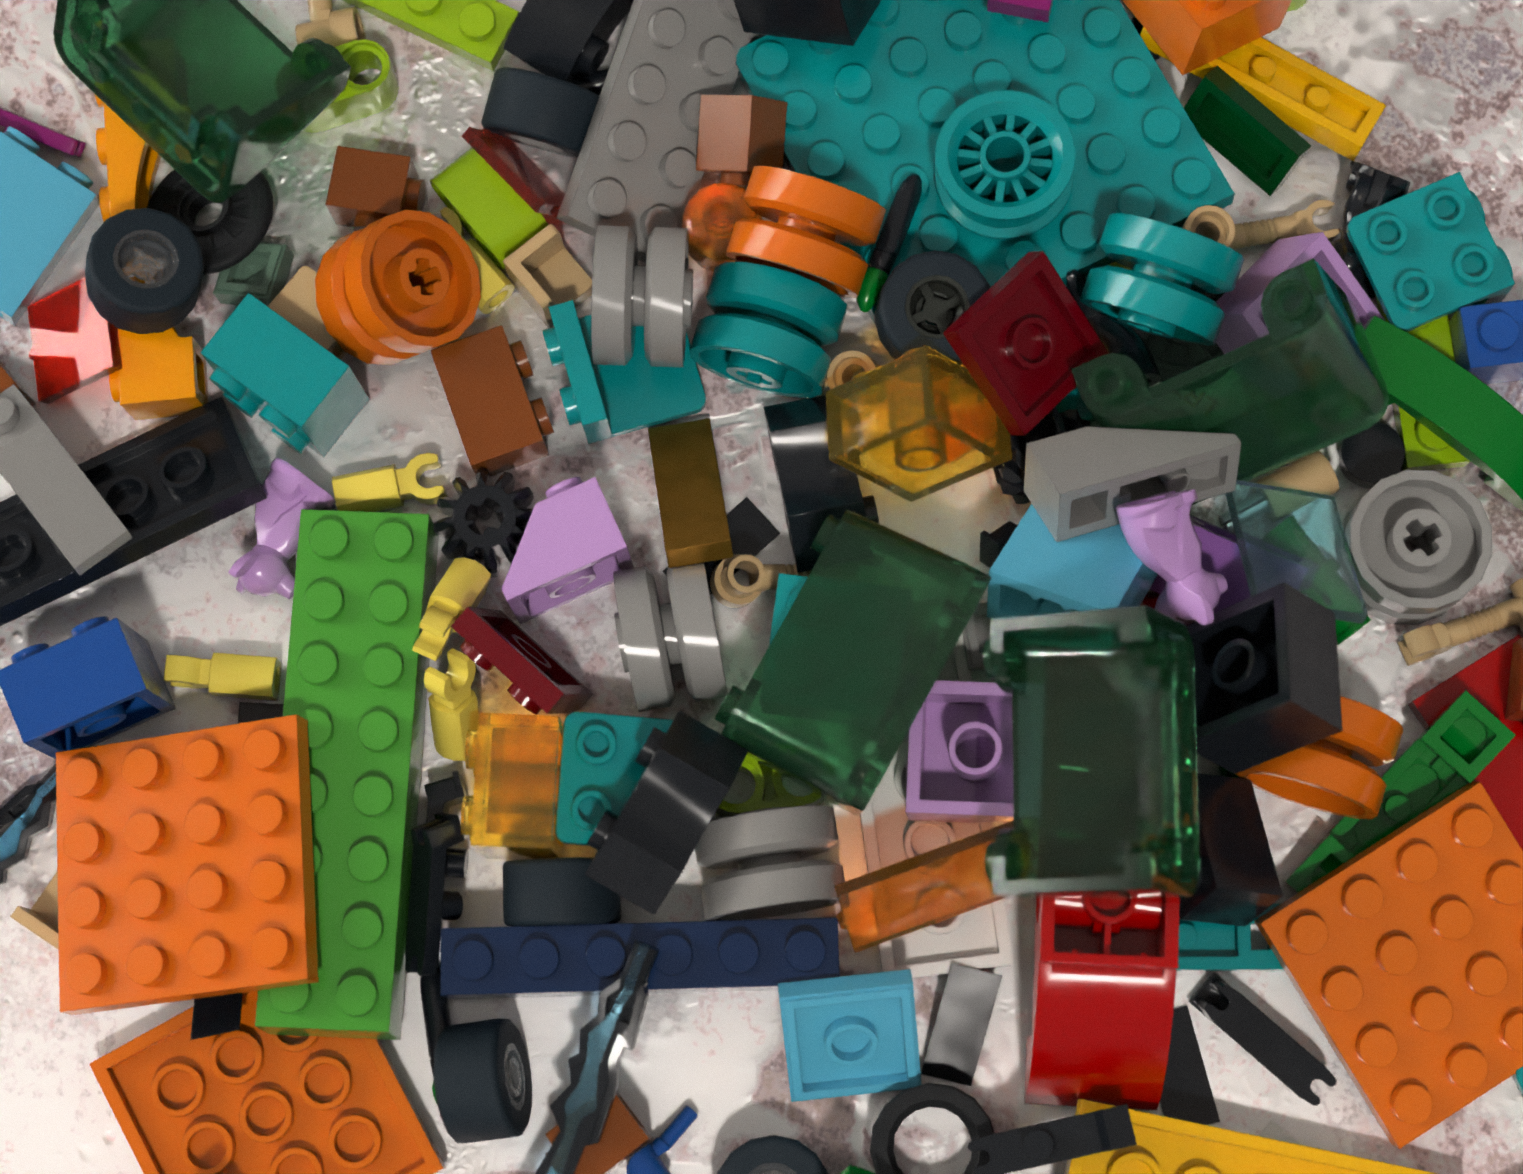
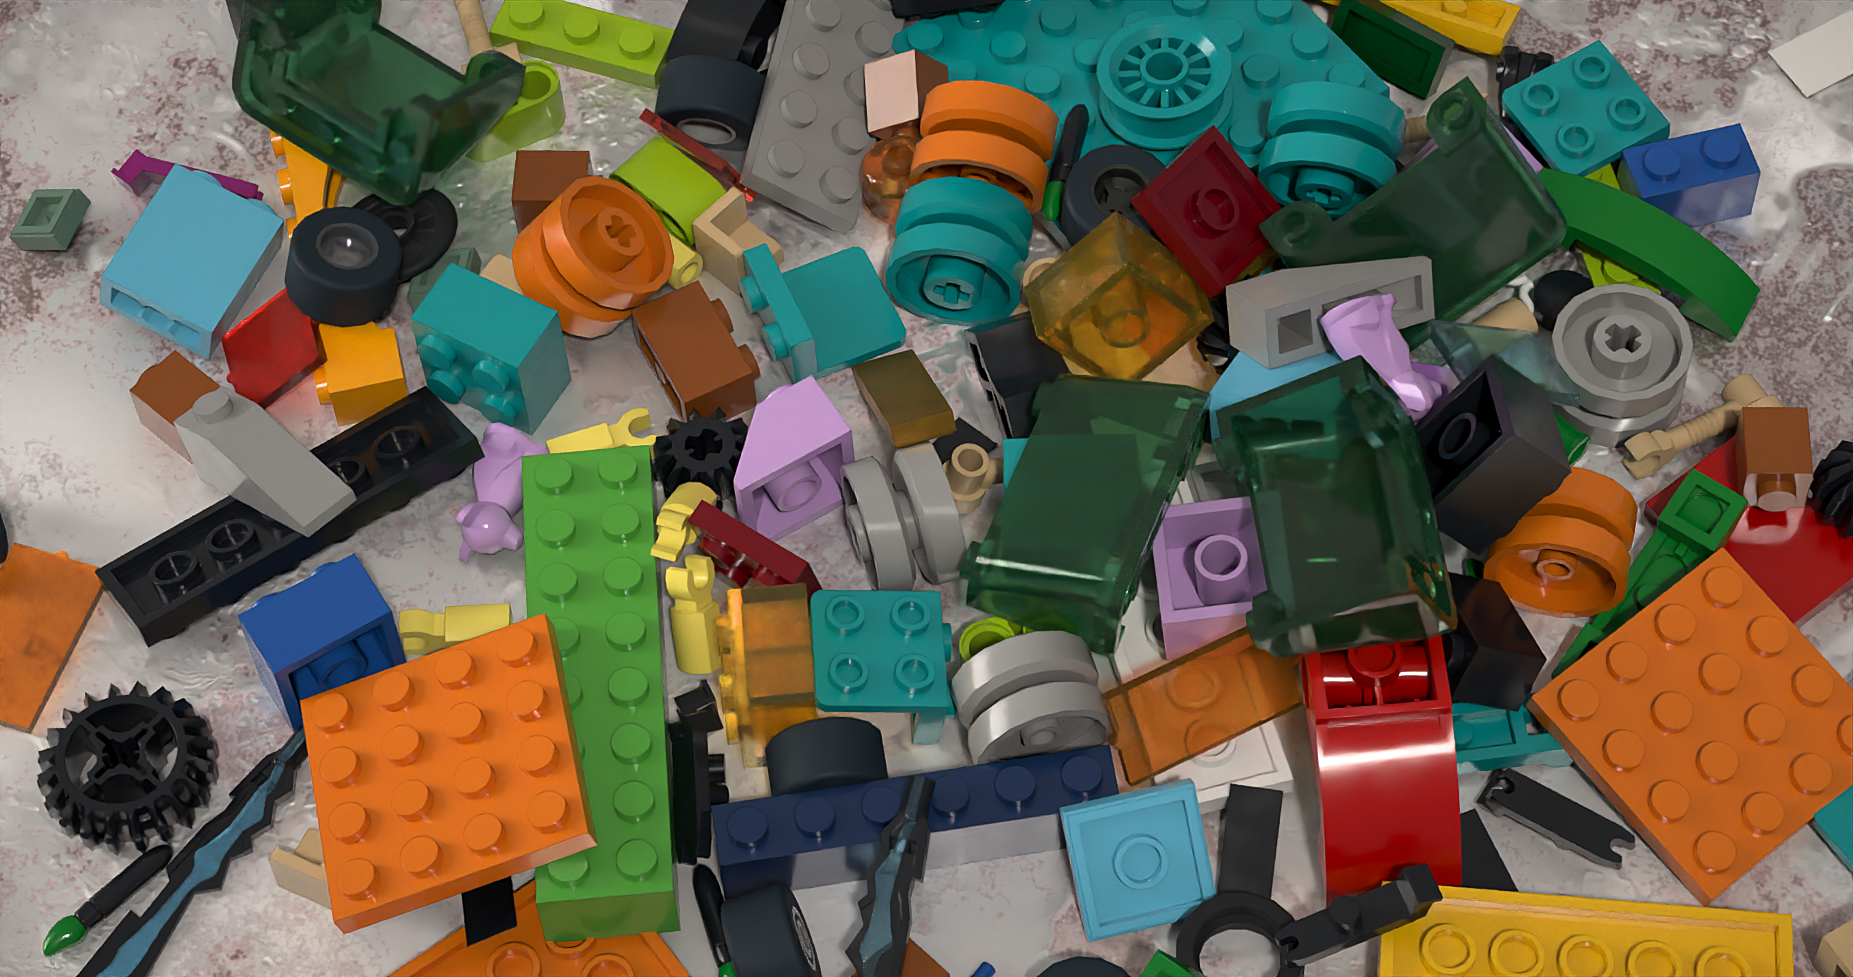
camera: 10 degrees left, 20 degrees down
(645, 296) = (833, 229): light grey wheel -> none
(665, 812) = (923, 651): black brick -> none

